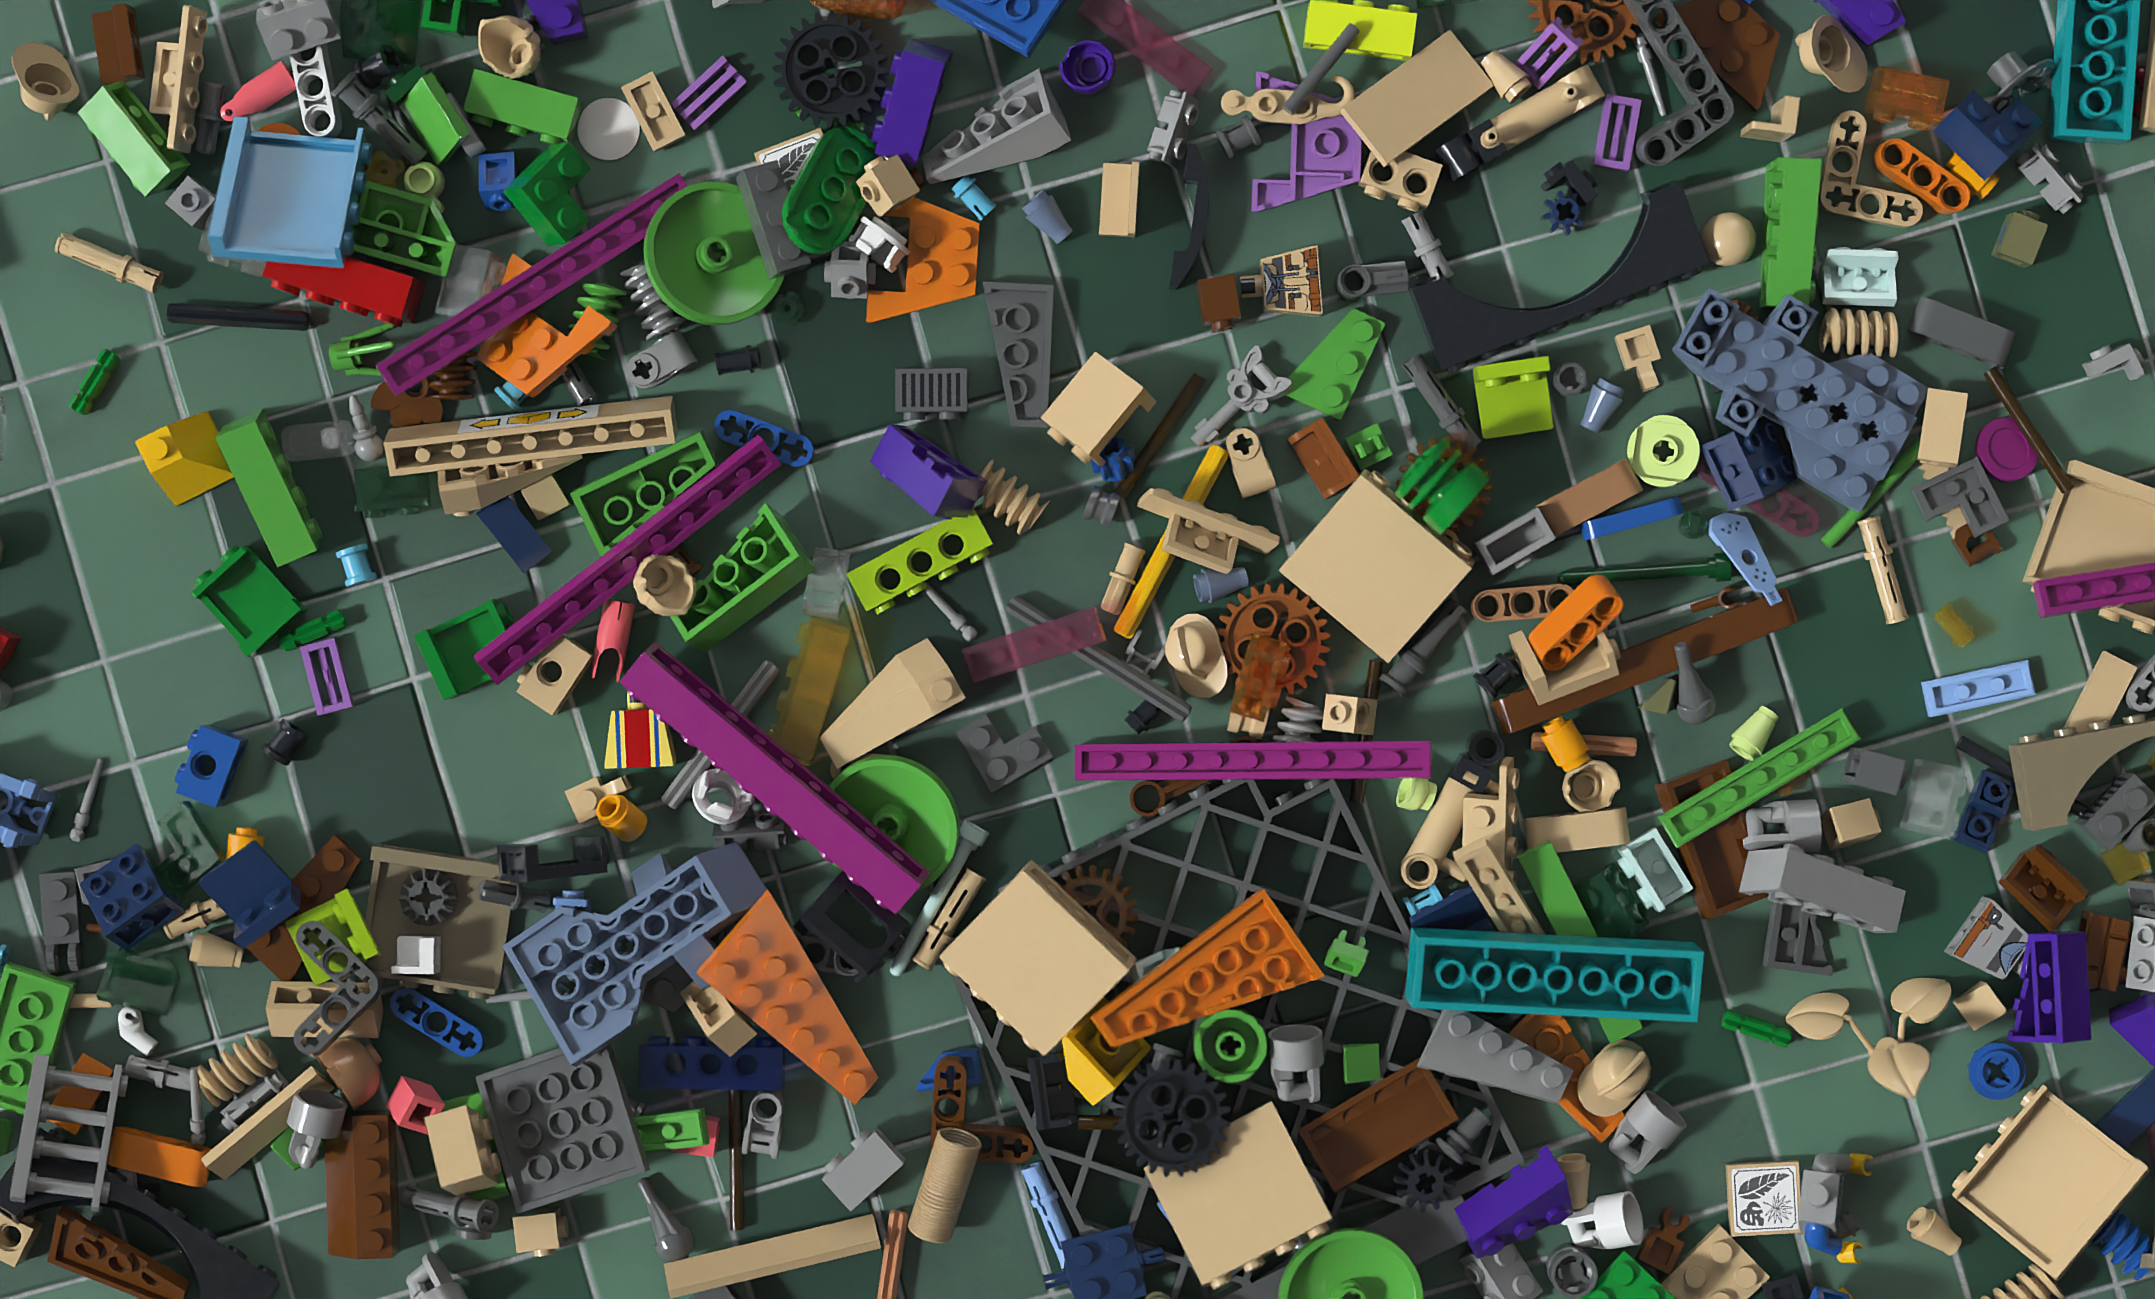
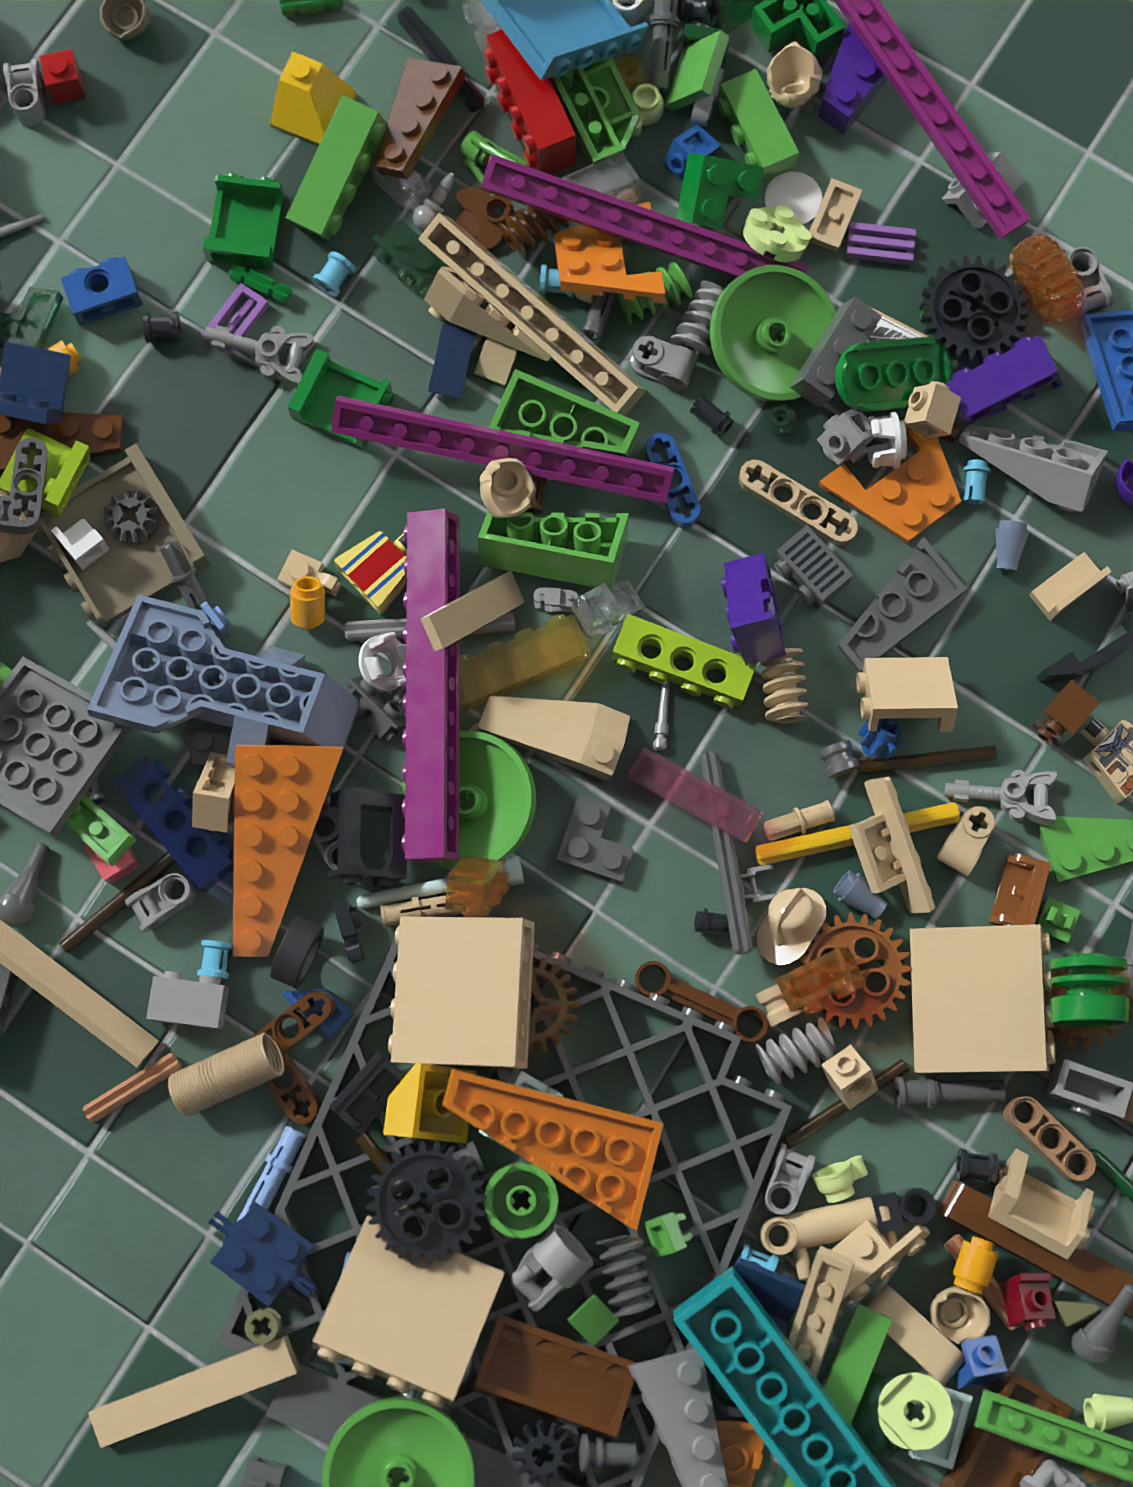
camera: 55 degrees right, 10 degrees down
(272, 378) = (417, 110): none -> wing
(377, 673) = (267, 350): none -> light grey piece
(419, 1000) = (37, 624): blue beam -> none
(522, 864) = (208, 553): black panel -> none
(548, 694) = (391, 481): tan brick -> none
(614, 632) = (442, 486): coral piece -> none
(625, 160) = (776, 232): none -> yellowish green plate
(743, 696) = (472, 611): none -> tan tile
(785, 617) = (555, 599): none -> light grey piece
(846, 1120) = (215, 959): none -> medium azure bush
(870, 360) = (794, 507): none -> tan beam
(896, 1054) = (297, 952): none -> black tyre
(904, 994) = (348, 922): none -> black plate
(964, 879) = (476, 886): none -> clear orange brick
(1254, 761) = (756, 1034): magenta plate -> none
(1350, 1011) = (626, 1275): none -> dark grey piece
(1382, 825) = (787, 1178): none -> light grey piece
(1575, 622) = (1075, 1189): orange beam -> none
(1625, 726) = (1028, 1301): none -> dark red brick
(1637, 800) = (982, 1364): none -> bracket
(1642, 867) = (937, 1411): none -> yellowish green plate

